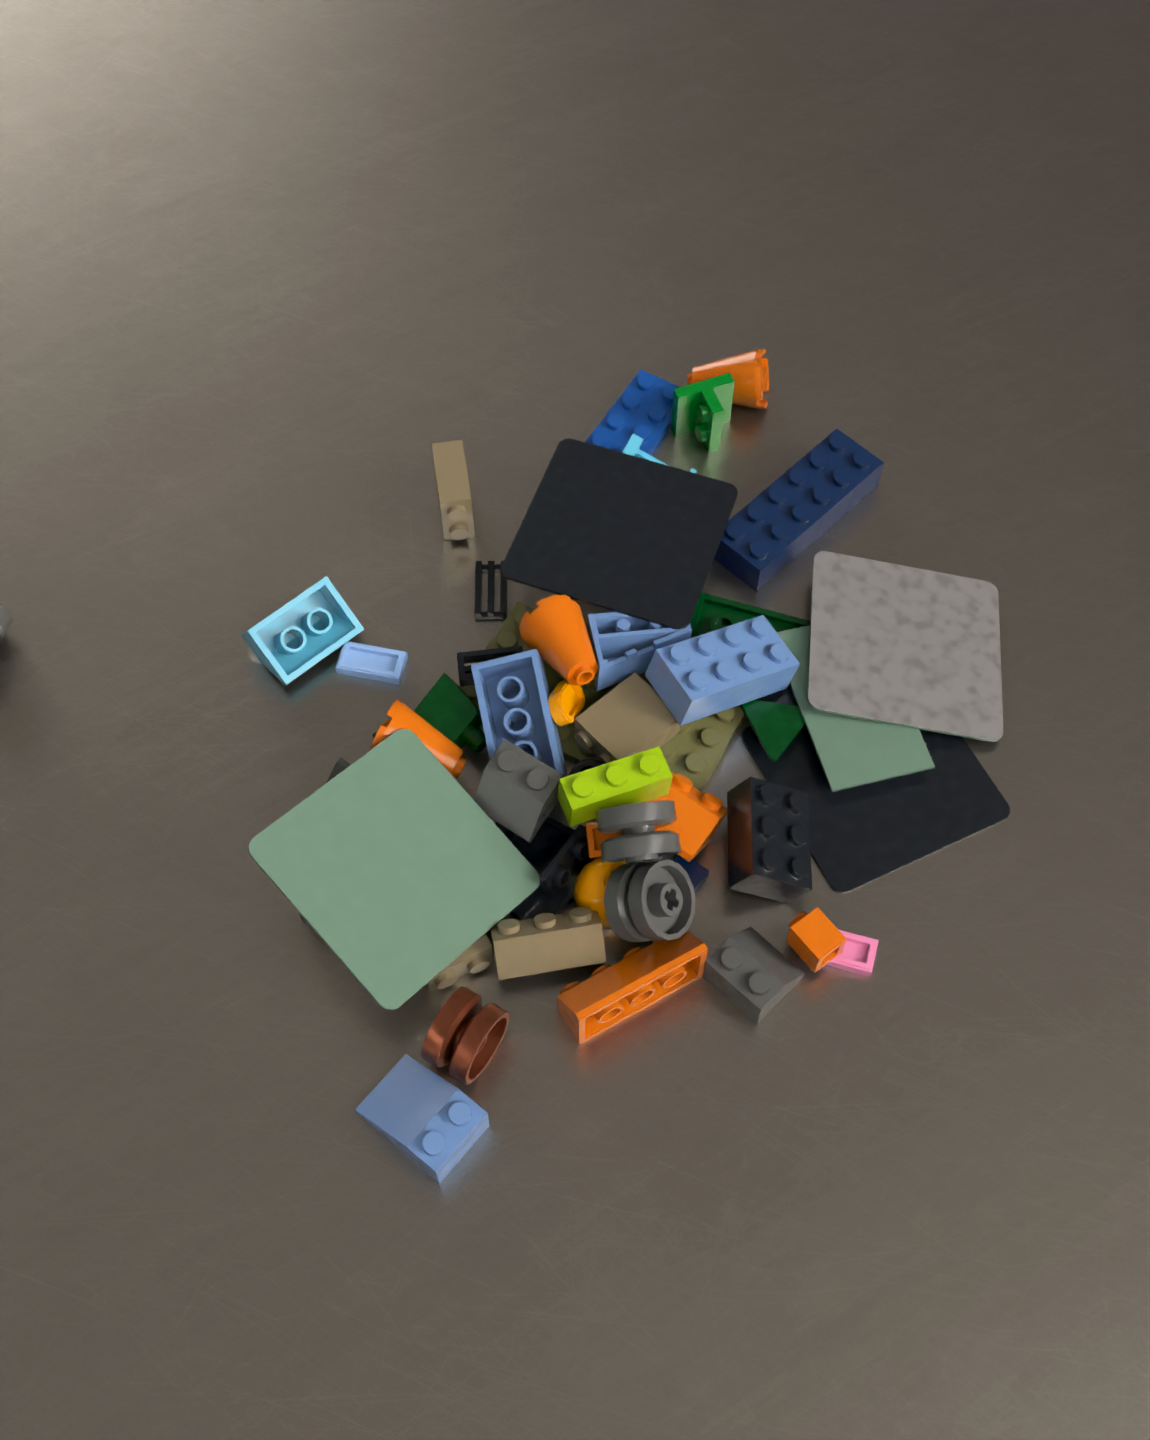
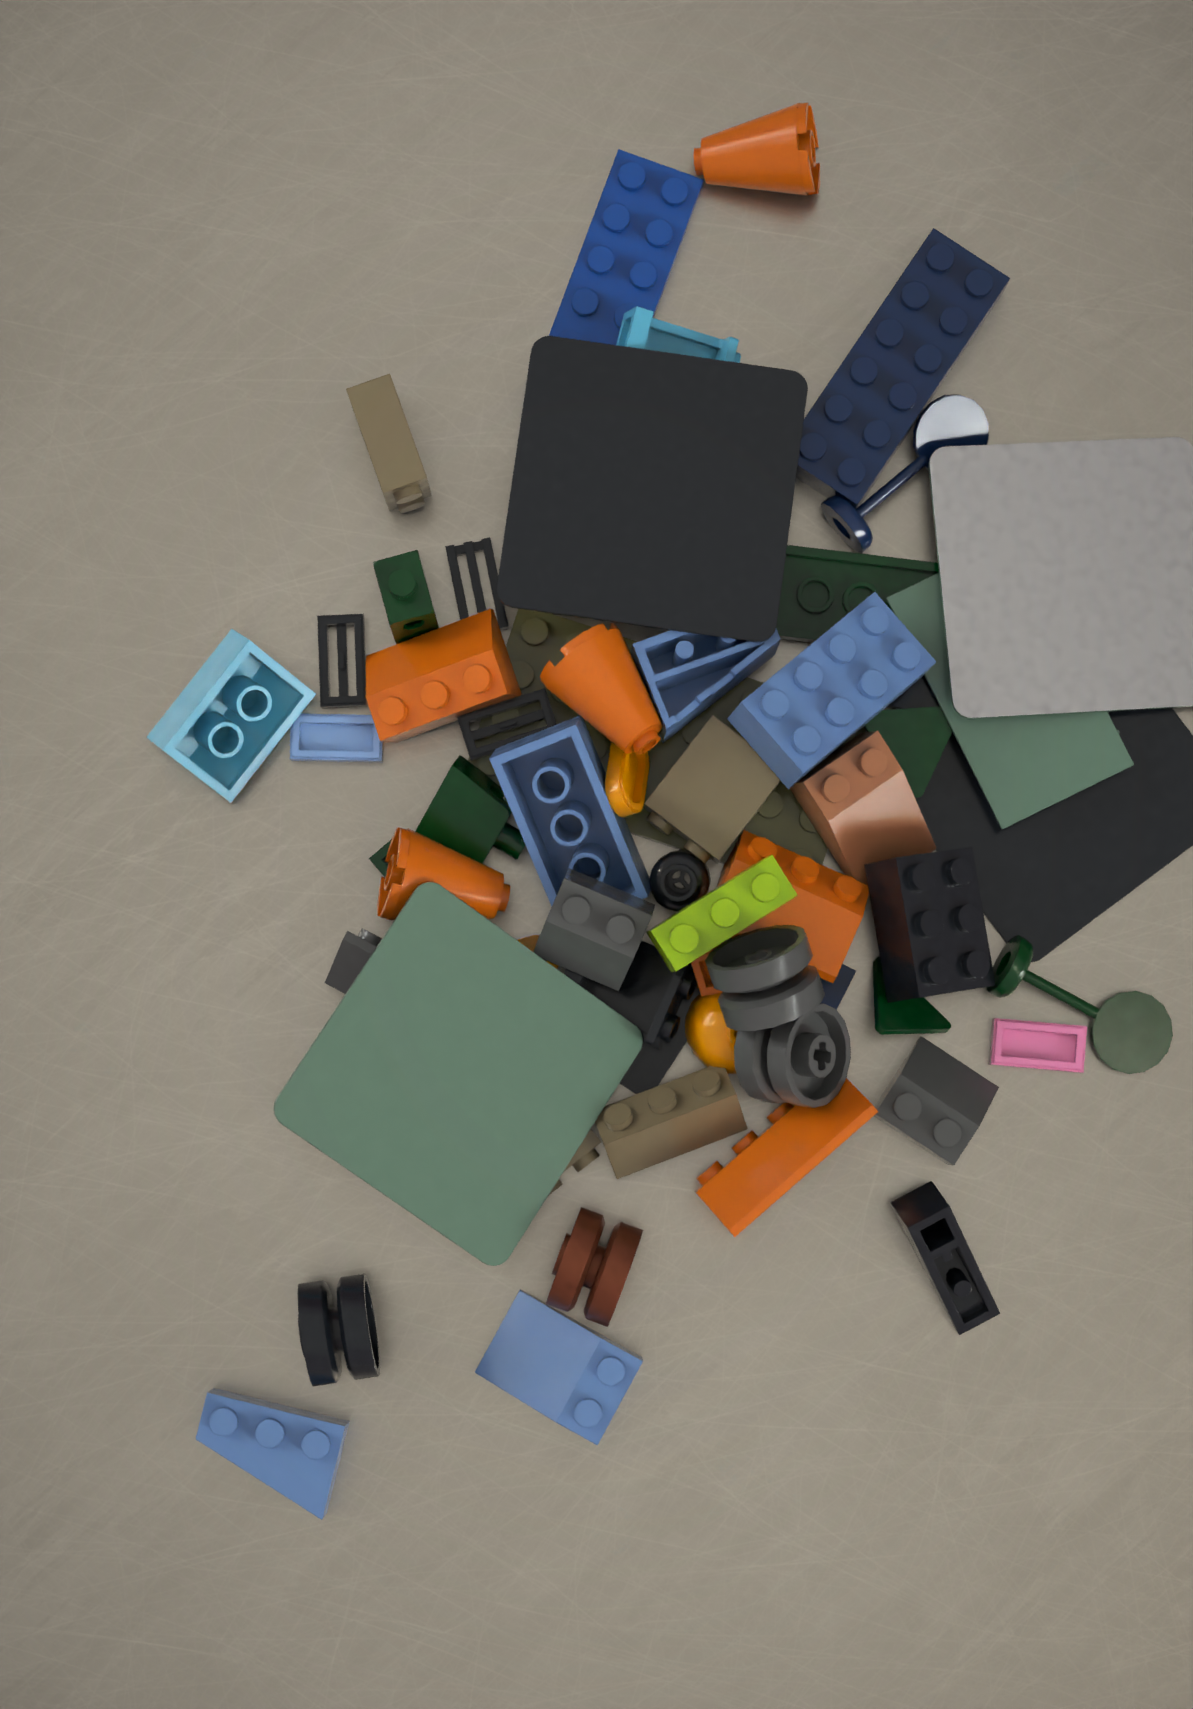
camera: 10 degrees left, 25 degrees up
(186, 1130) = (277, 1444): none -> medium blue wedge
(256, 1045) = (333, 1330): none -> black wheel
(384, 638) = (344, 699): none -> black tile
(436, 636) = (439, 677): none -> orange slope
(441, 570) = (405, 595): none -> dark green torso
(703, 409) = (731, 222): green bracket -> none
(729, 748) = (863, 806): none -> nougat slope
(740, 902) = (904, 1016): none -> dark green piece
(744, 1089) = (945, 1257): none -> black slope
(815, 939) = (1007, 1050): orange brick -> none
(825, 537) = (944, 422): none -> dark blue piece
(908, 948) = (1127, 1030): none -> dark green piece

